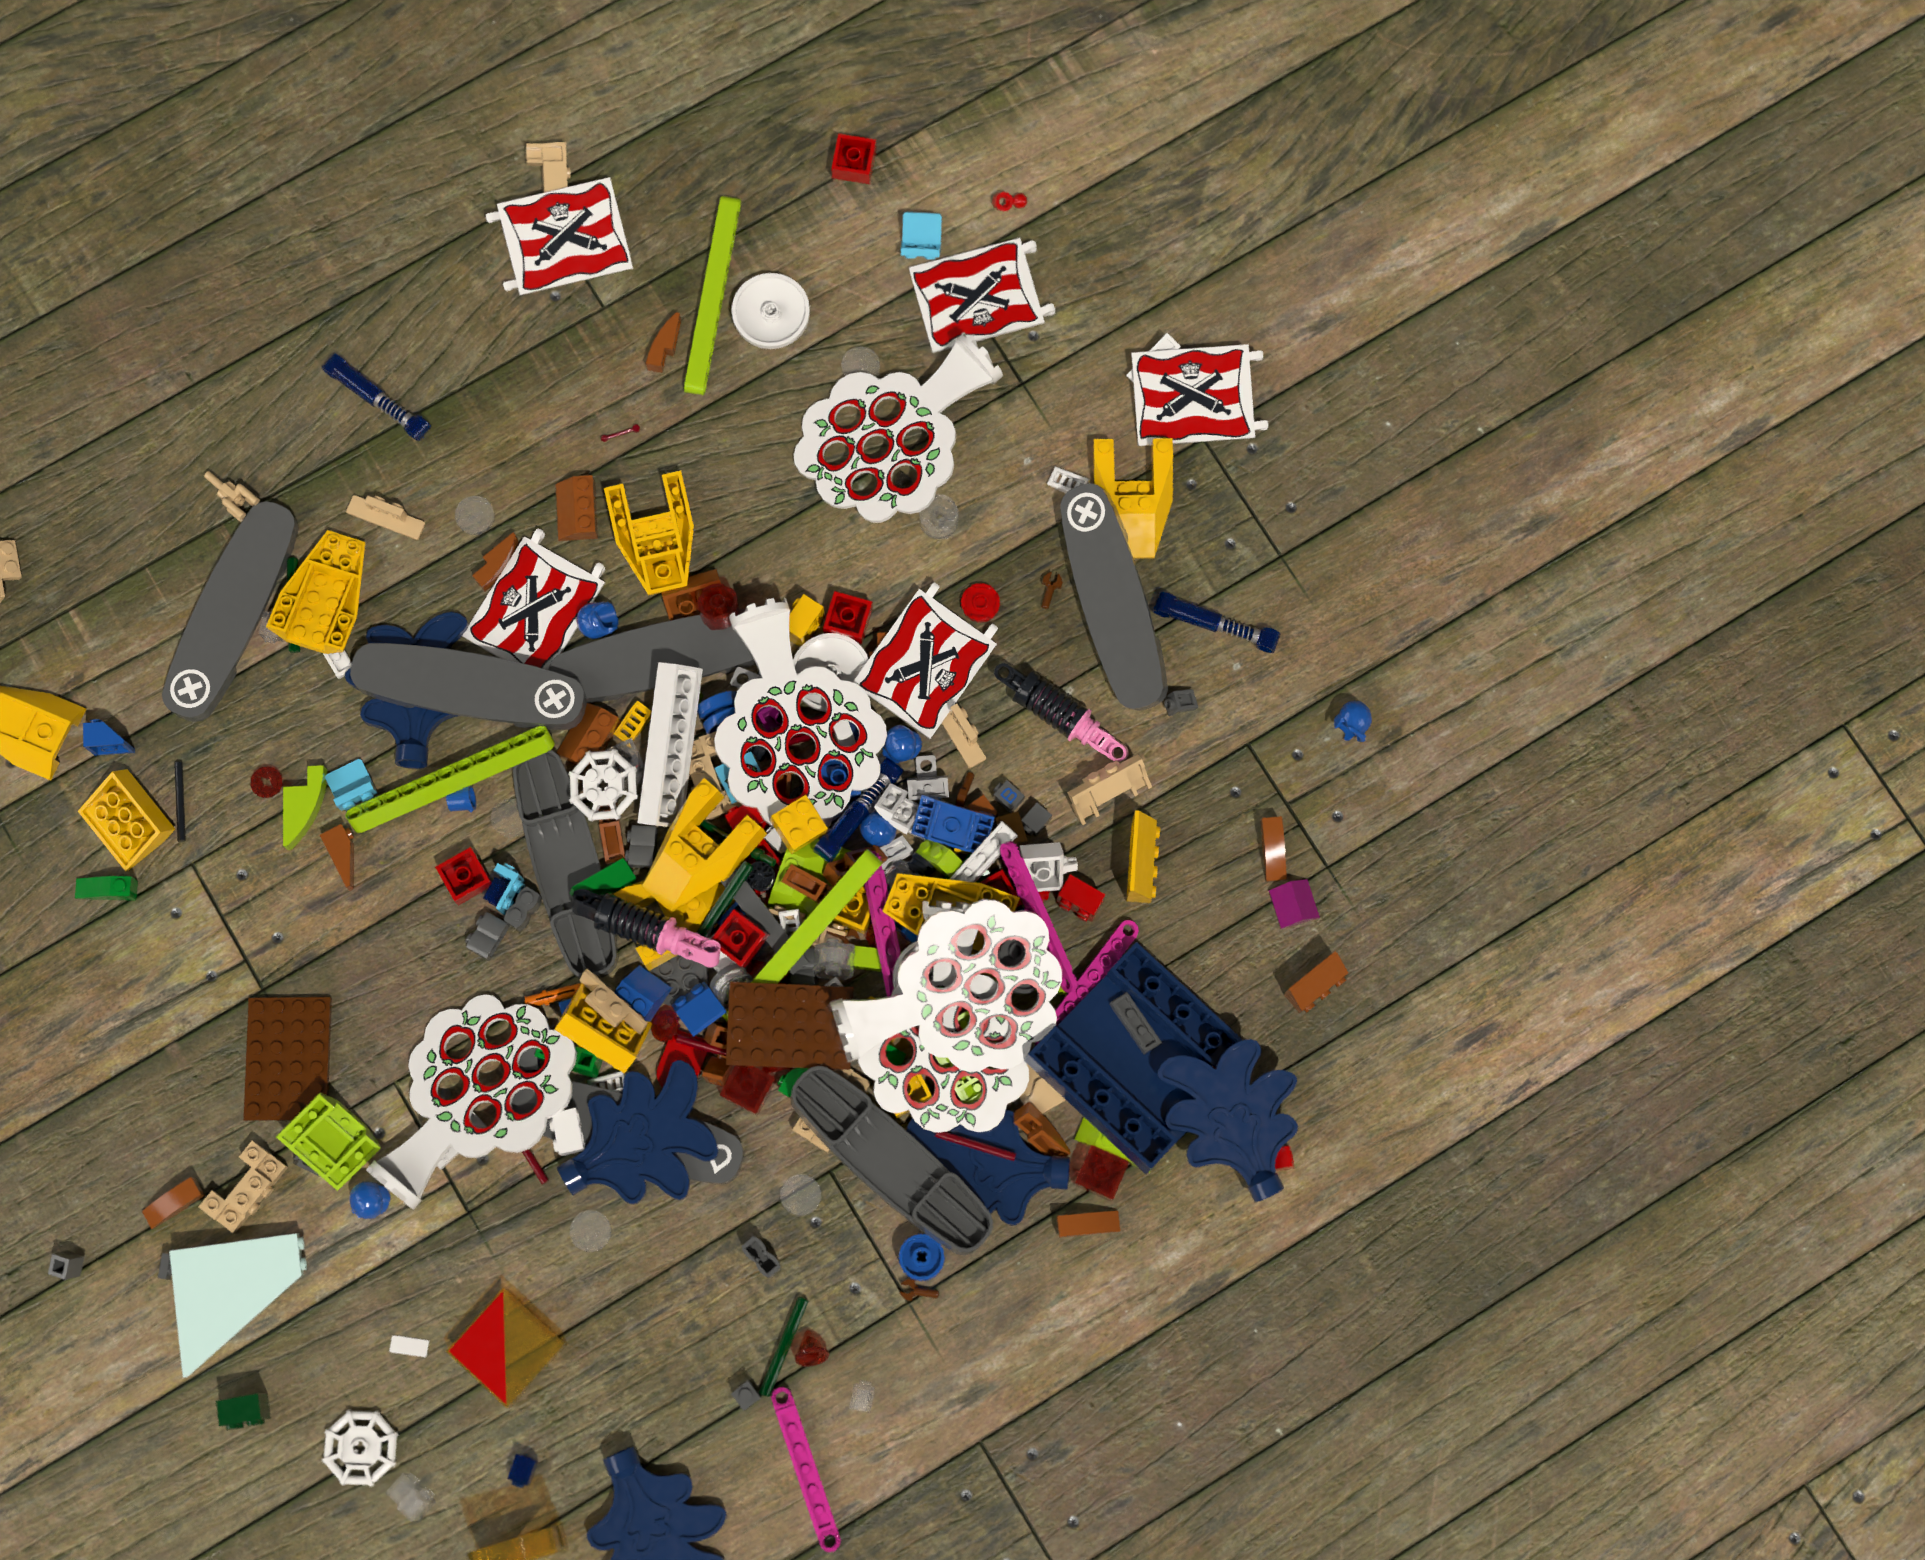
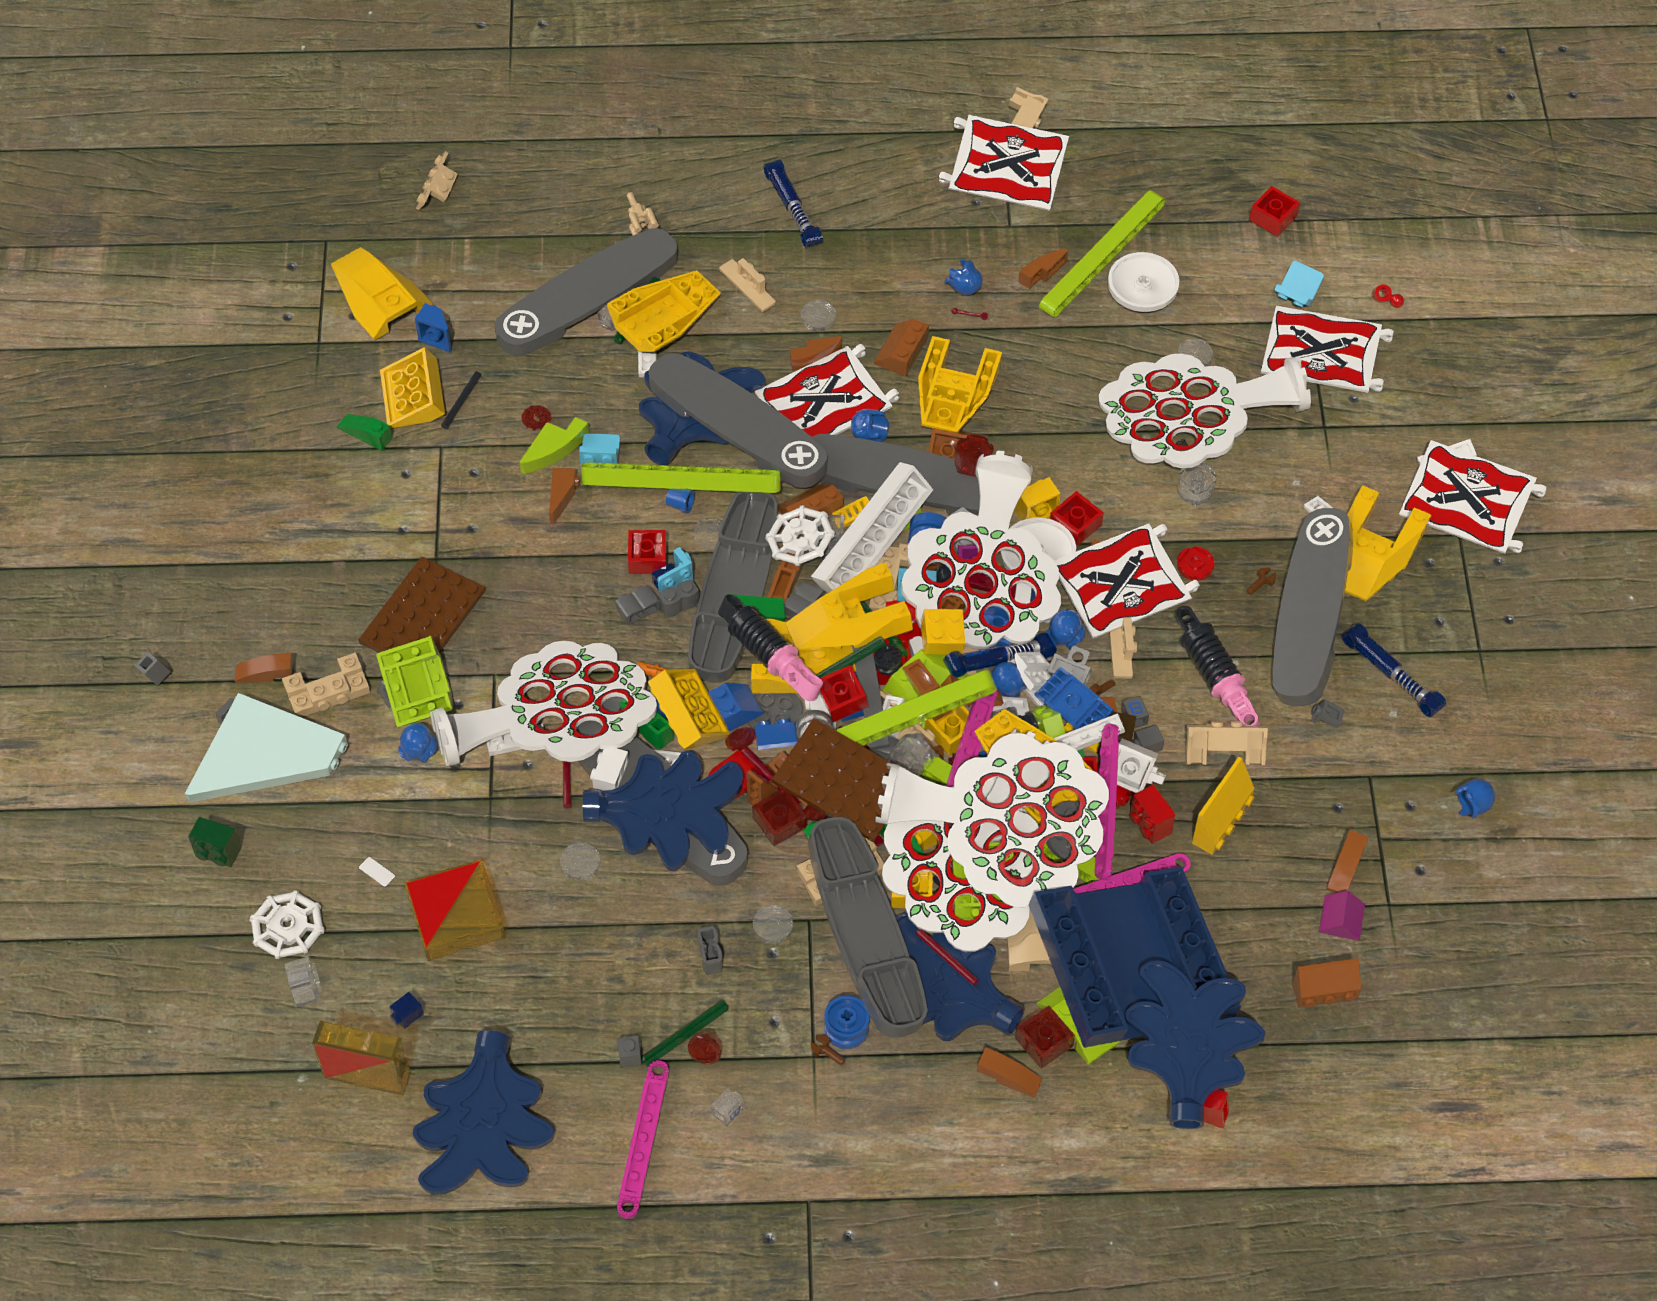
camera: 30 degrees right, 20 degrees down
(597, 399) = (965, 280): none -> blue hair
(609, 1005) = (705, 692): tan bracket -> none
(1040, 1131) = (1010, 975): dark orange slope -> none
(1135, 1023) = (1144, 930): dark grey tile -> none

